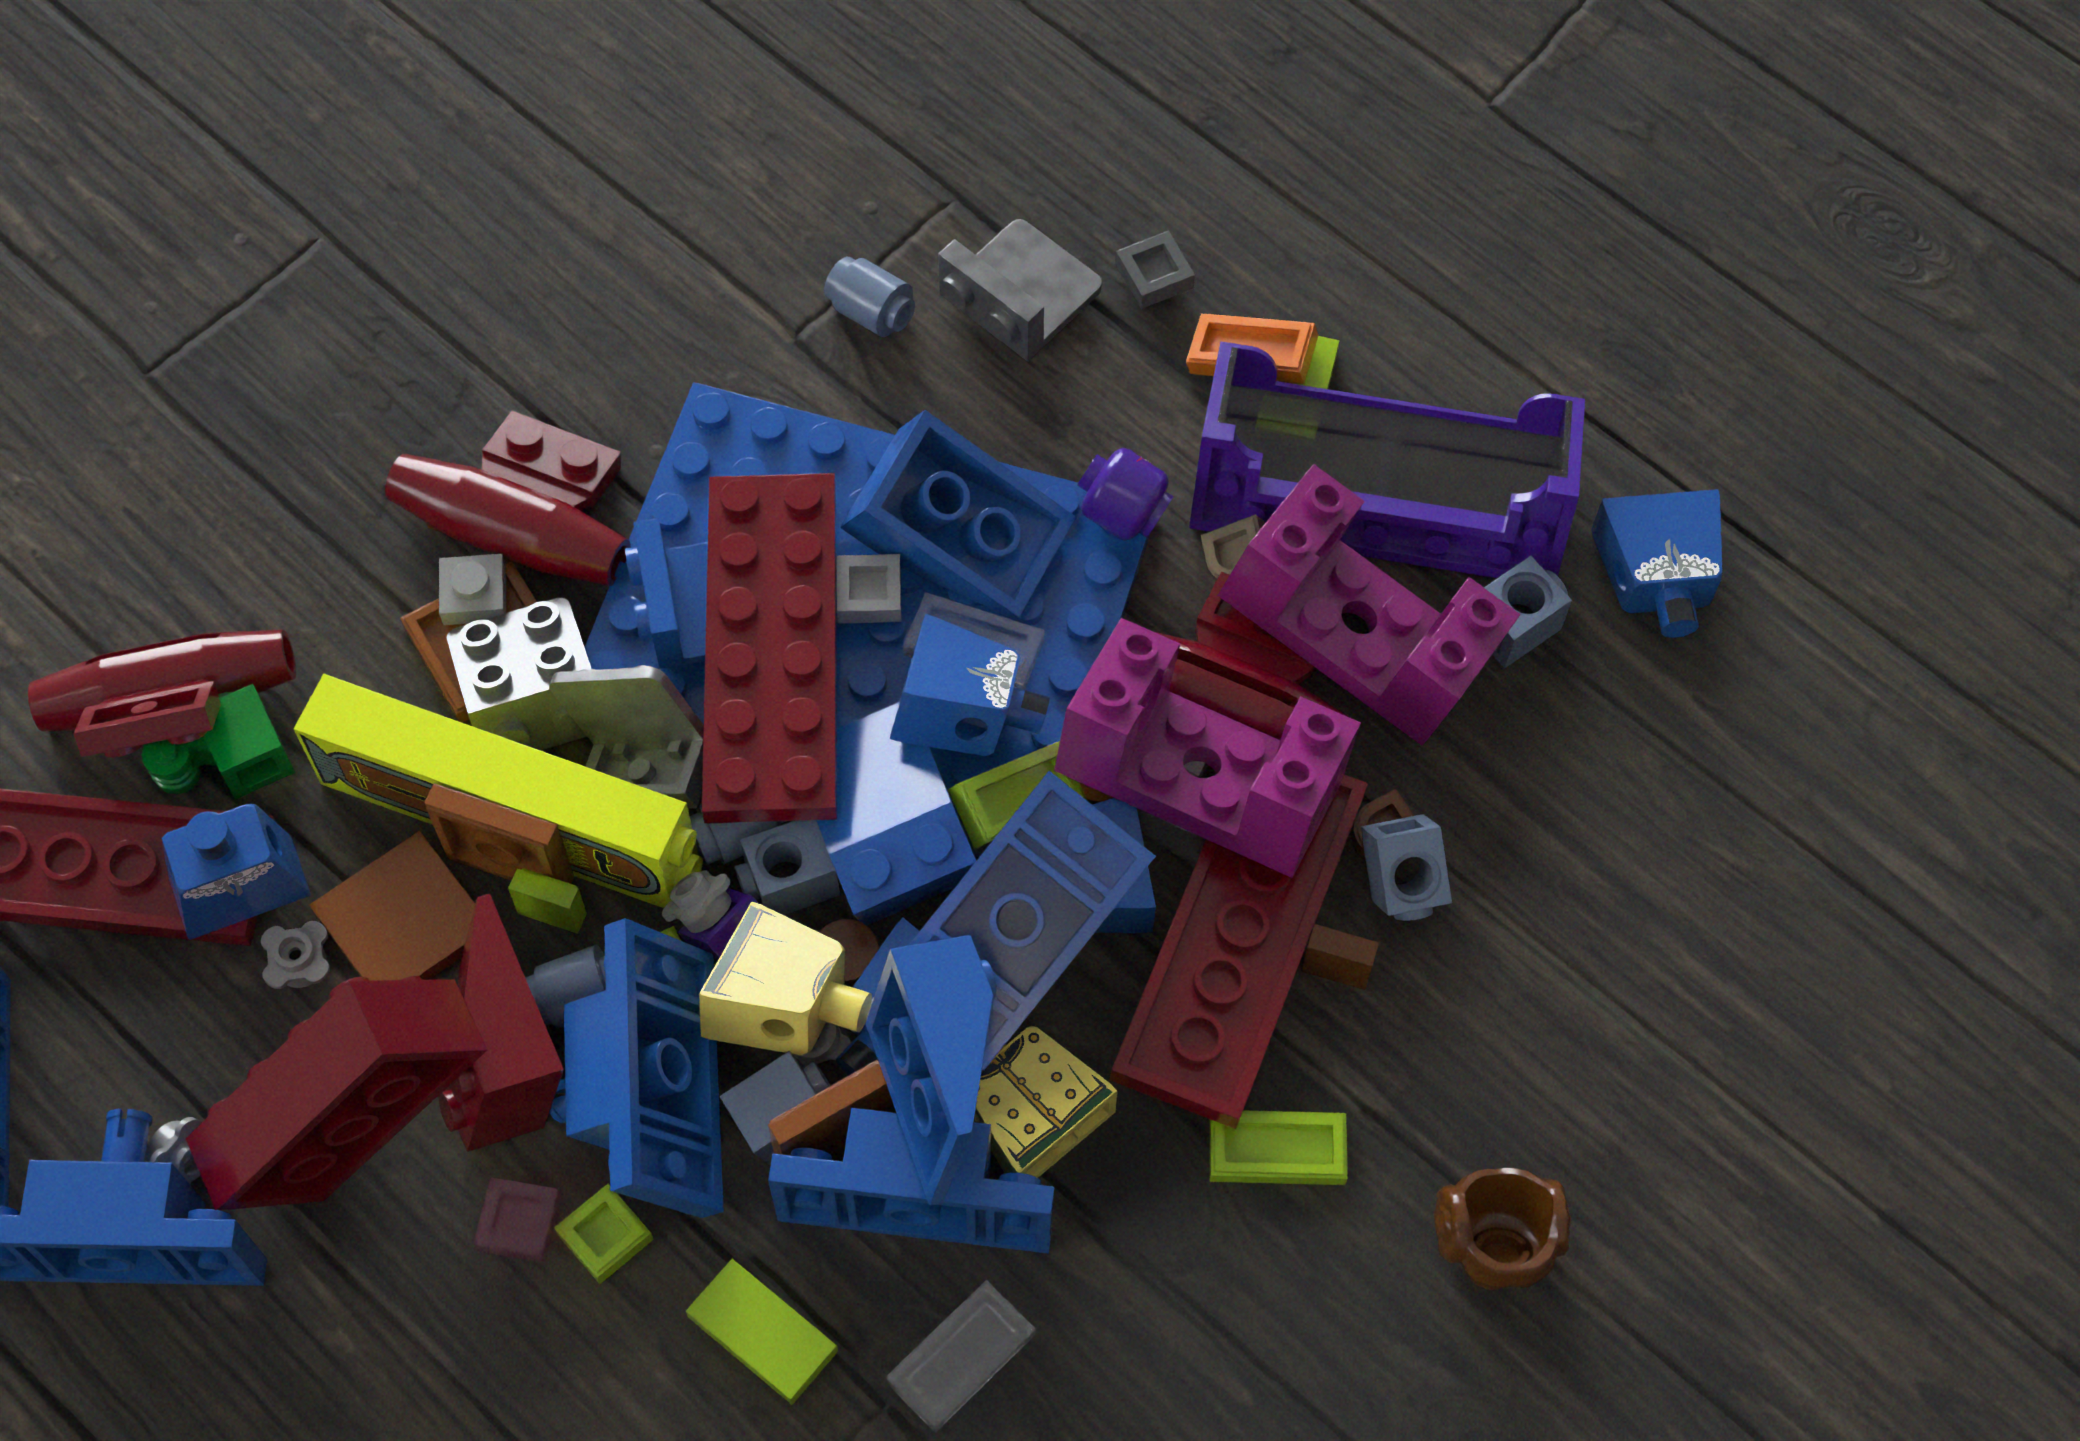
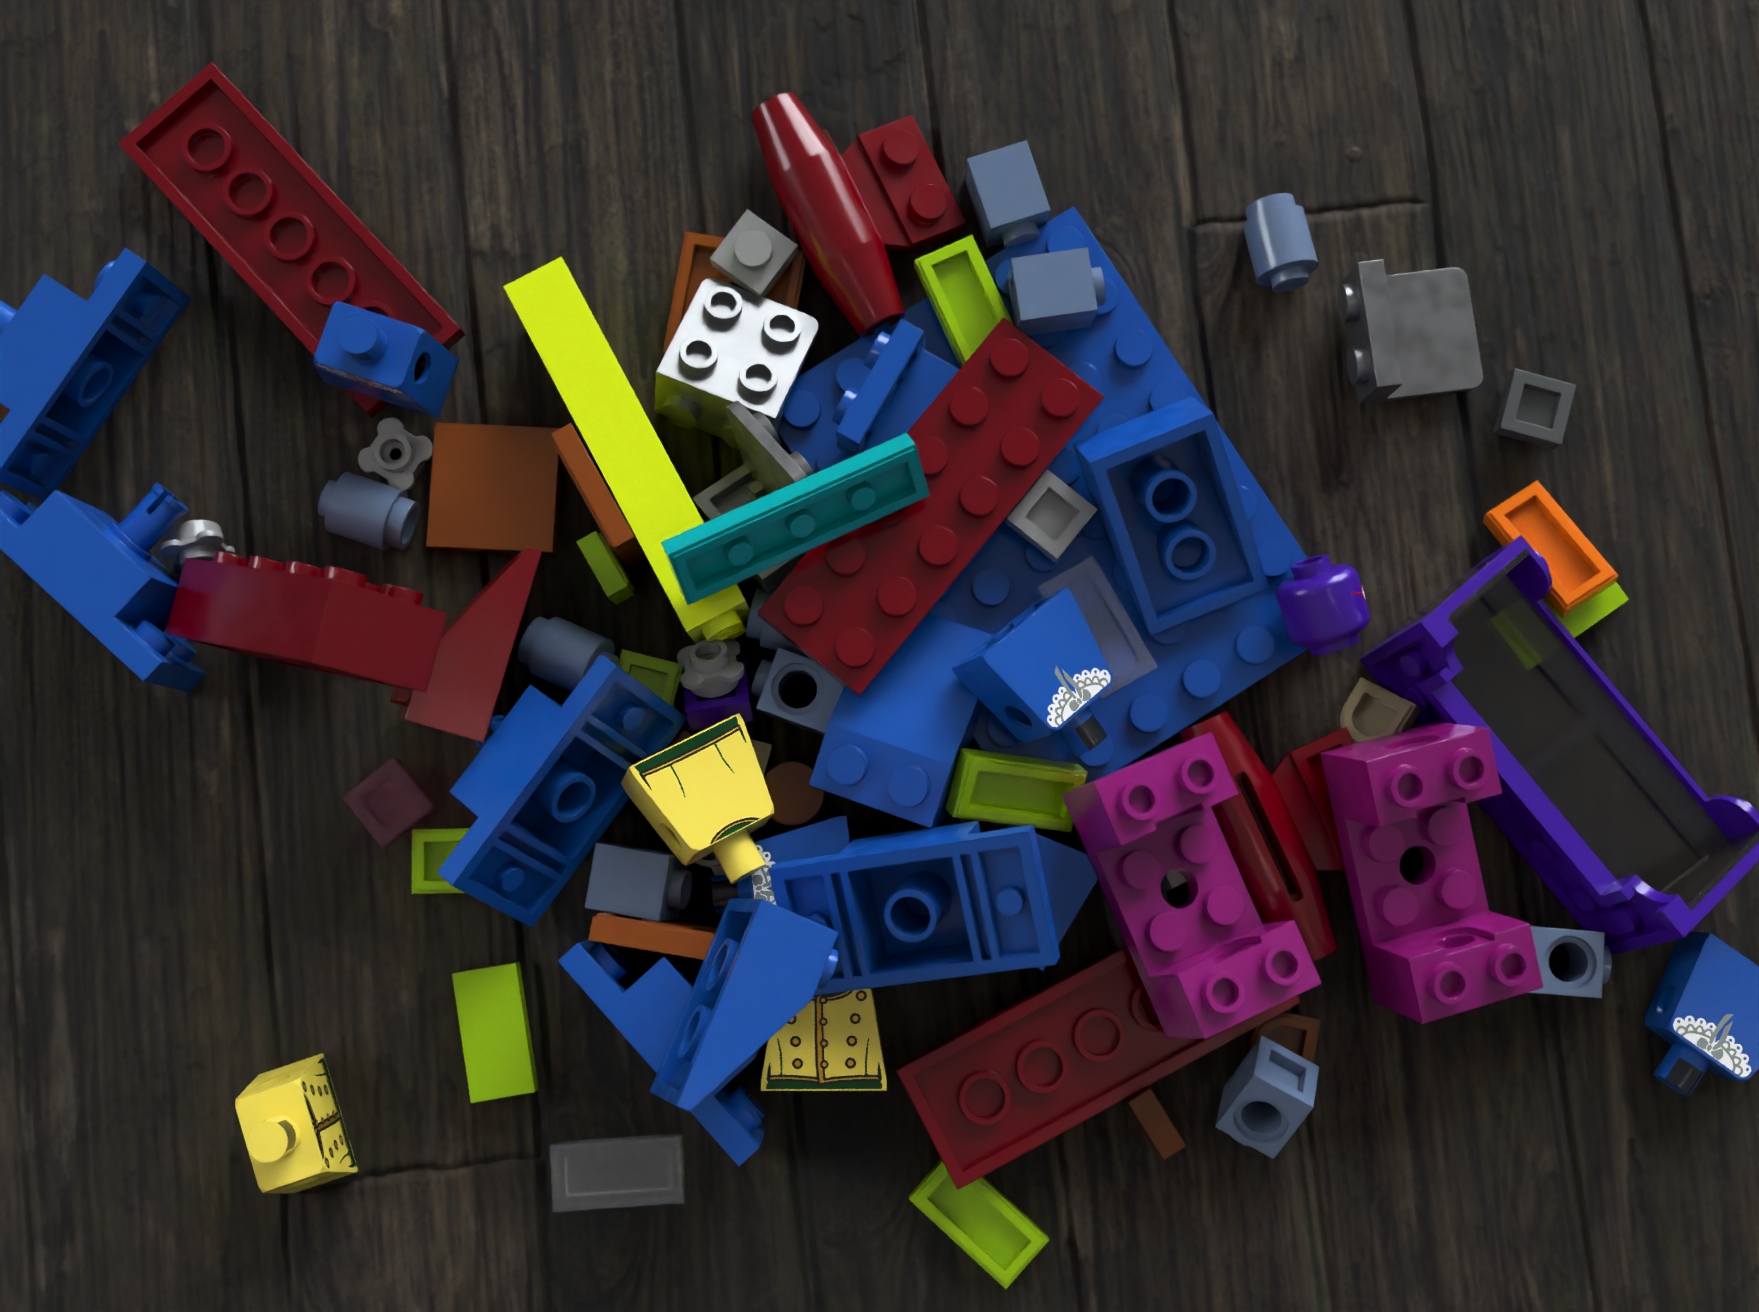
camera: 40 degrees right, 20 degrees up
(157, 689) = (447, 153): dark red plate -> none
(239, 745) = (484, 232): green brick -> none
(295, 1003) = (368, 512): none -> sand blue brick
(634, 409) = (1007, 195): none -> sand blue brick
(659, 489) = (961, 295): none -> lime tile
(675, 709) = (796, 518): none -> teal tile
(731, 434) = (1055, 291): none -> sand blue brick

